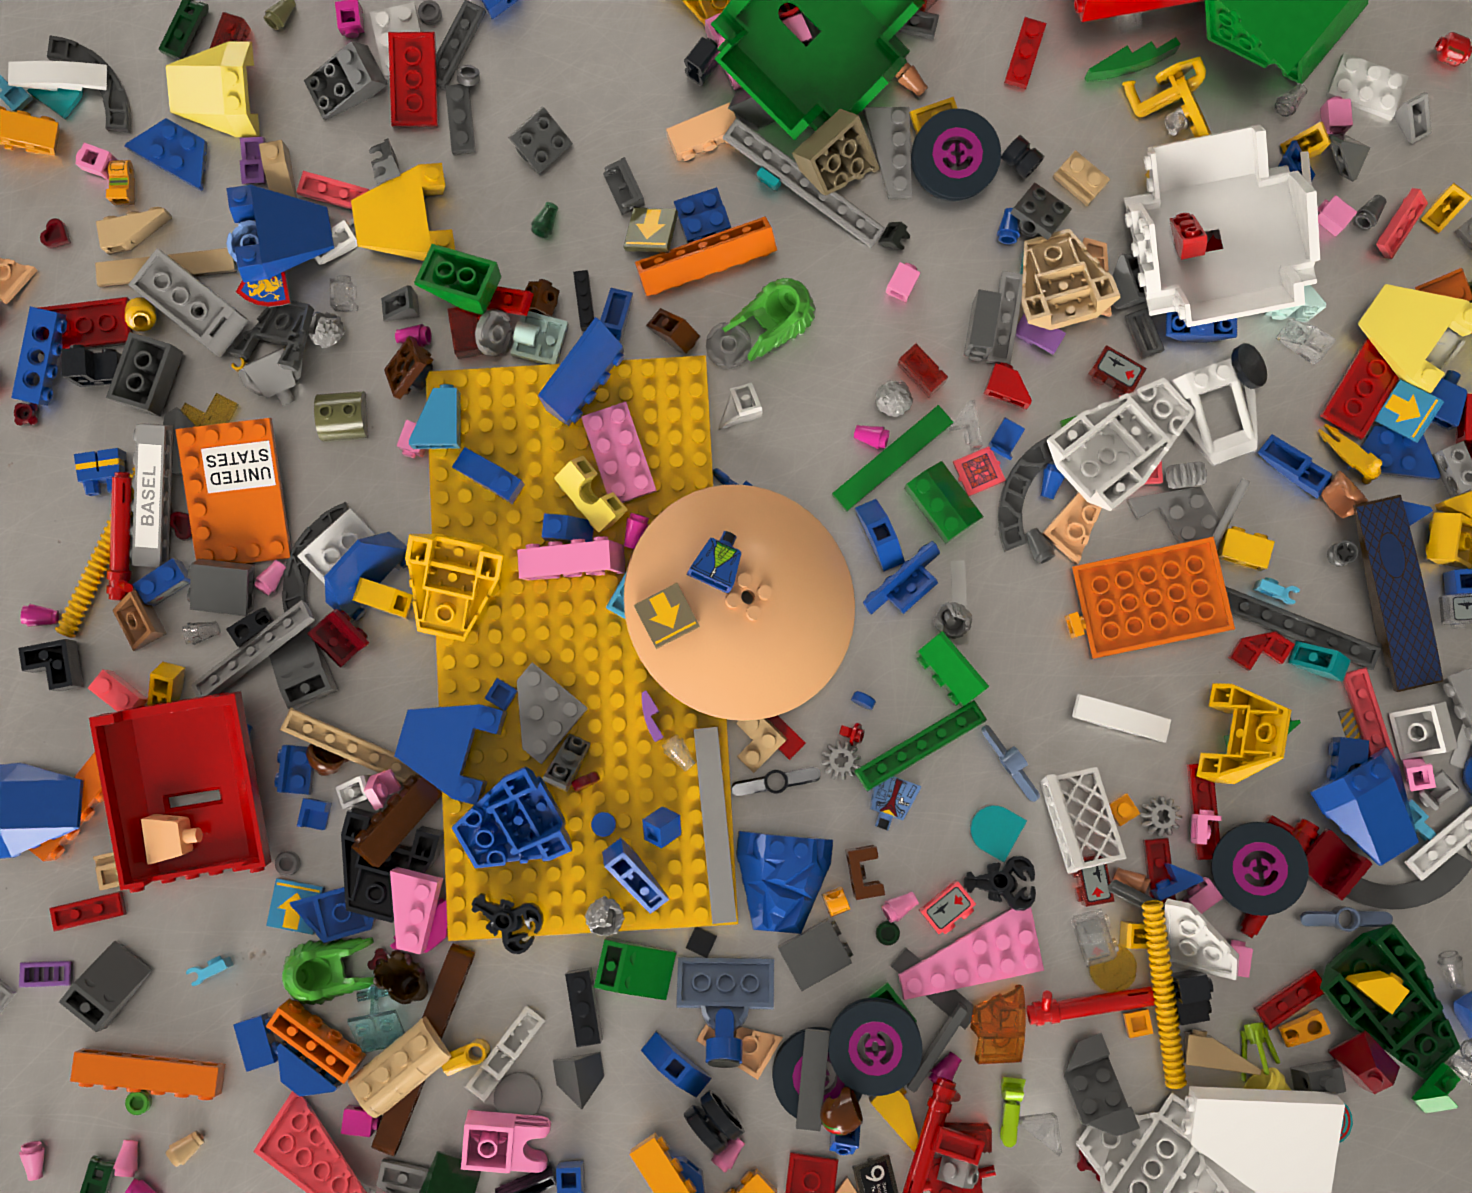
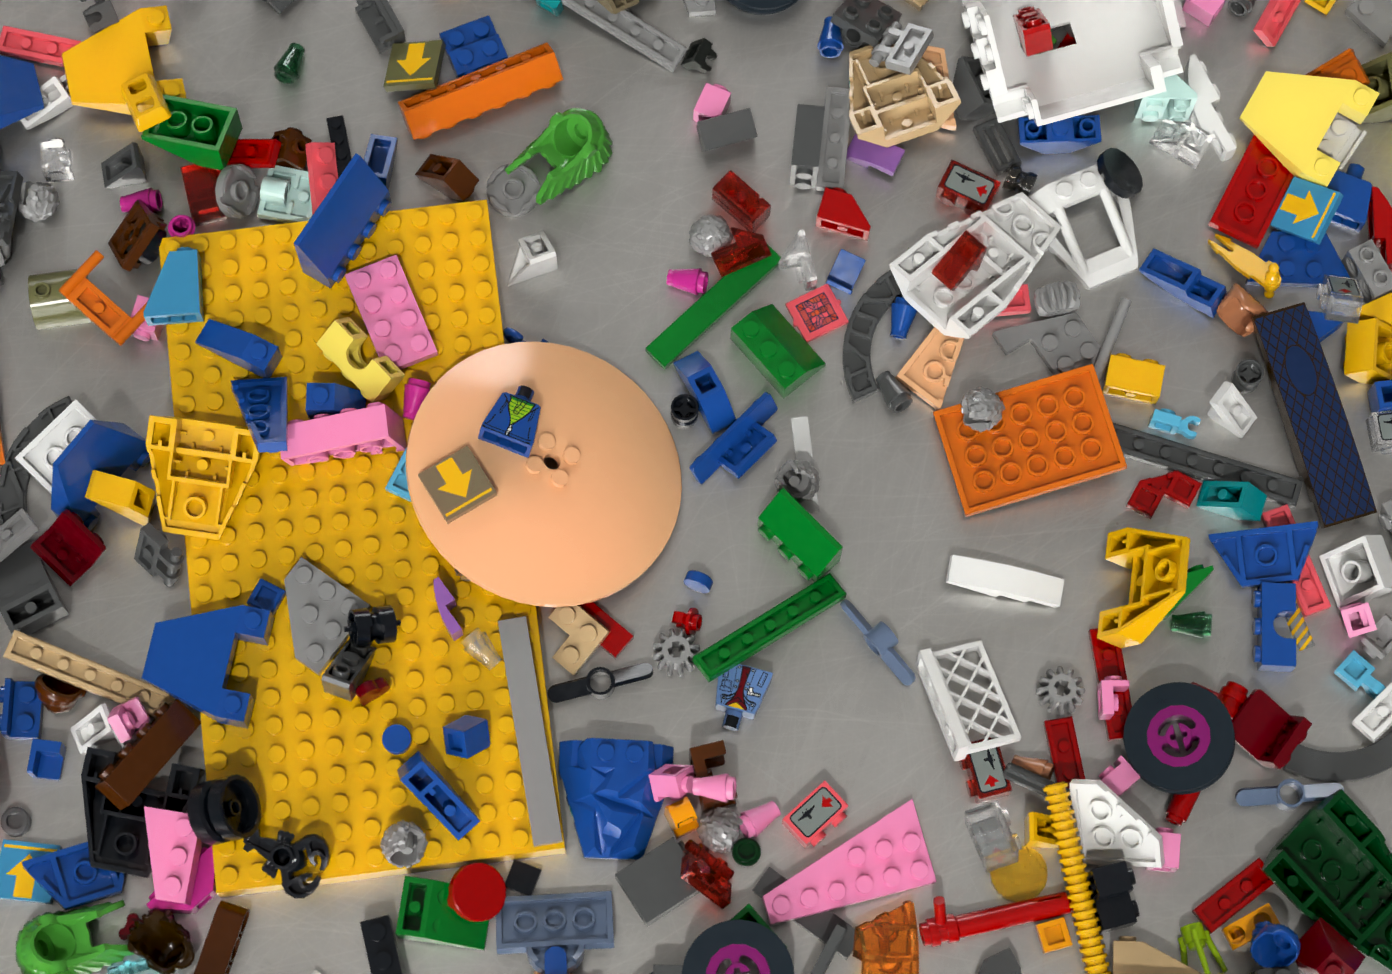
camera: 10 degrees left, 10 degrees down
(371, 428) = (97, 305): none -> orange plate
(409, 645) = (156, 557): none -> dark grey plate
(426, 264) = (153, 115): none -> yellow piece
(445, 359) = (181, 226): none -> dark pink cone
(456, 880) = (224, 809): none -> black wheel
(507, 536) = (264, 411): none -> blue wing
(514, 823) = (290, 739): blue wedge -> none
(567, 324) = (321, 170): none -> coral plate
(586, 728) = (374, 625): none -> black wheel
(663, 955) = (477, 892): none -> red tile
(831, 873) = (672, 781): none -> bright pink brick
(852, 958) = (707, 873): none -> clear red plate
(862, 547) = (683, 405): none -> black wheel
(867, 916) = (719, 829): none -> light grey piece
(868, 889) = (716, 787): none -> bright pink cone
(914, 305) = (726, 129): none -> dark grey hinge
(925, 414) = (745, 251): none -> clear red slope
(996, 830) = (867, 722): teal tile -> none
(1004, 883) = (880, 782): black animal -> none
(1075, 624) = (942, 478): light orange plate -> none
(1076, 245) = (908, 50): none -> light grey plate
(1106, 439) = (960, 260): none -> clear red slope
(1115, 571) = (981, 409): none -> light grey piece
(1123, 809) = (1016, 688): light orange plate -> none
(1167, 369) = (1026, 182): none -> clear smoke wheel
(1180, 881) = (1089, 759): blue slope -> none
(1282, 768) = (1194, 624): none -> clear green cone
(1325, 1053) = (1274, 945): none -> blue hair
(1326, 582) = (1231, 410): none -> white slope
(1328, 319) = (1204, 110): none -> white slope
(1345, 710) = (1266, 553): none -> blue wing
(1371, 807) = (1304, 658): blue wedge -> none
(1380, 988) = (1335, 869): yellow slope -> none
(1431, 492) = (1340, 298): none -> clear brick

